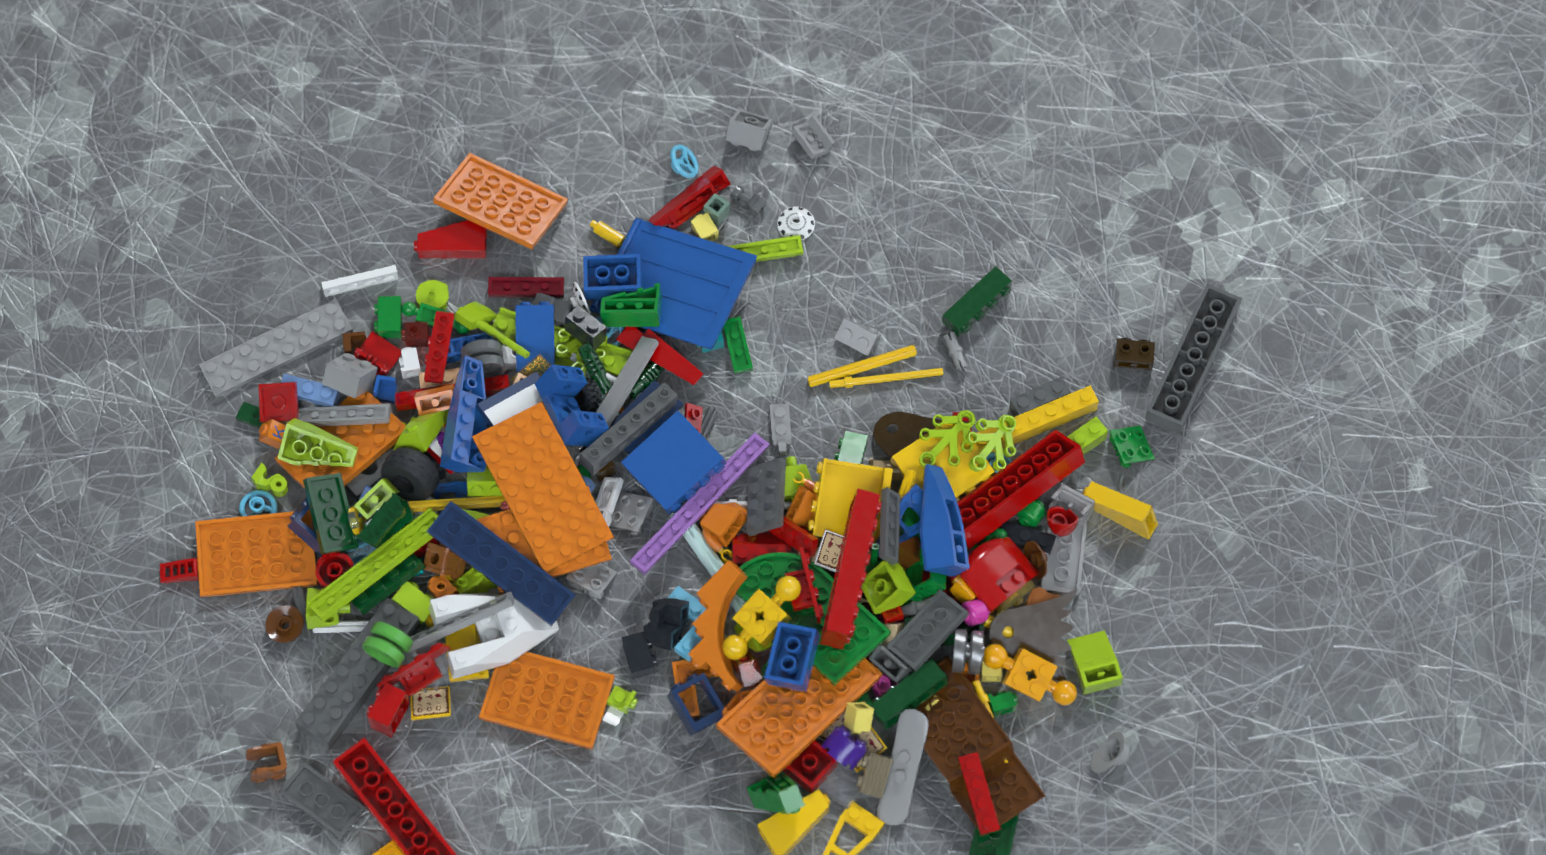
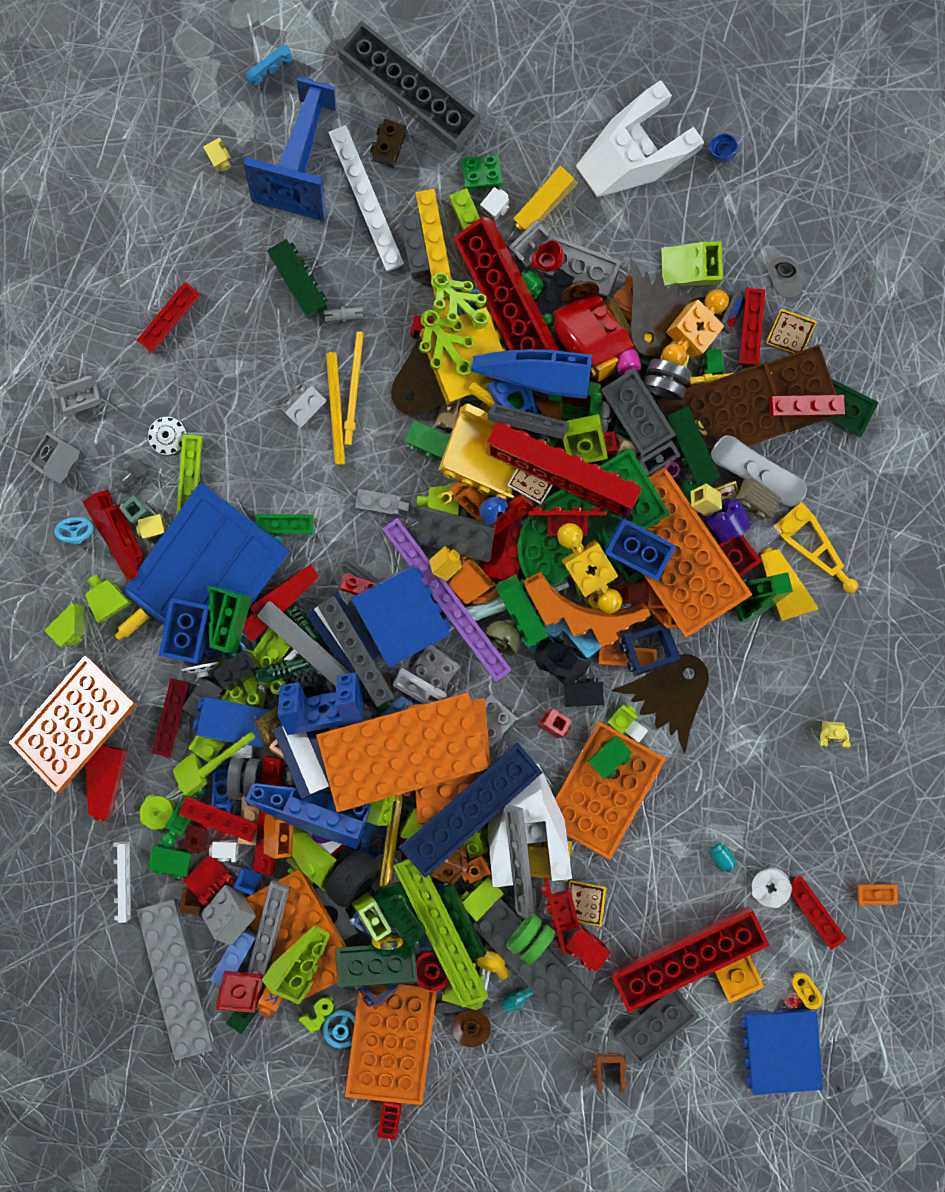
camera: 80 degrees left, 20 degrees up
(319, 660) = (515, 1000): none -> teal piece
(354, 626) = (494, 963): none -> yellow arm
(504, 825) = (722, 857): none -> teal brick
(581, 689) = (610, 757): none -> green brick
(592, 177) = (68, 626): none -> lime slope
(607, 630) = (562, 723): none -> red brick
(625, 204) = (105, 598): none -> lime torso
(658, 743) = (671, 694): none -> dark brown piece
(677, 566) = (504, 636): none -> olive cylinder
(709, 564) = (522, 609): none -> green wedge
(734, 493) = (445, 563): none -> yellow brick
(799, 514) = (490, 508): none -> blue hair
(909, 198) = (168, 317): none -> red plate
(1049, 734) = (752, 326): none -> red plate
(1054, 771) = (791, 331): none -> piece
(1058, 711) = (732, 312): none -> slope
(1073, 267) = (288, 185): none -> blue piece
(1075, 347) = (366, 198): none -> white plate
(1077, 205) = (218, 155): none -> light yellow brick
(1102, 464) = (495, 204): none -> white brick
(1177, 230) = (268, 65): none -> dark azure plate
(1190, 576) = (625, 154): none -> white wedge
(1221, 664) = (723, 147): none -> blue hair

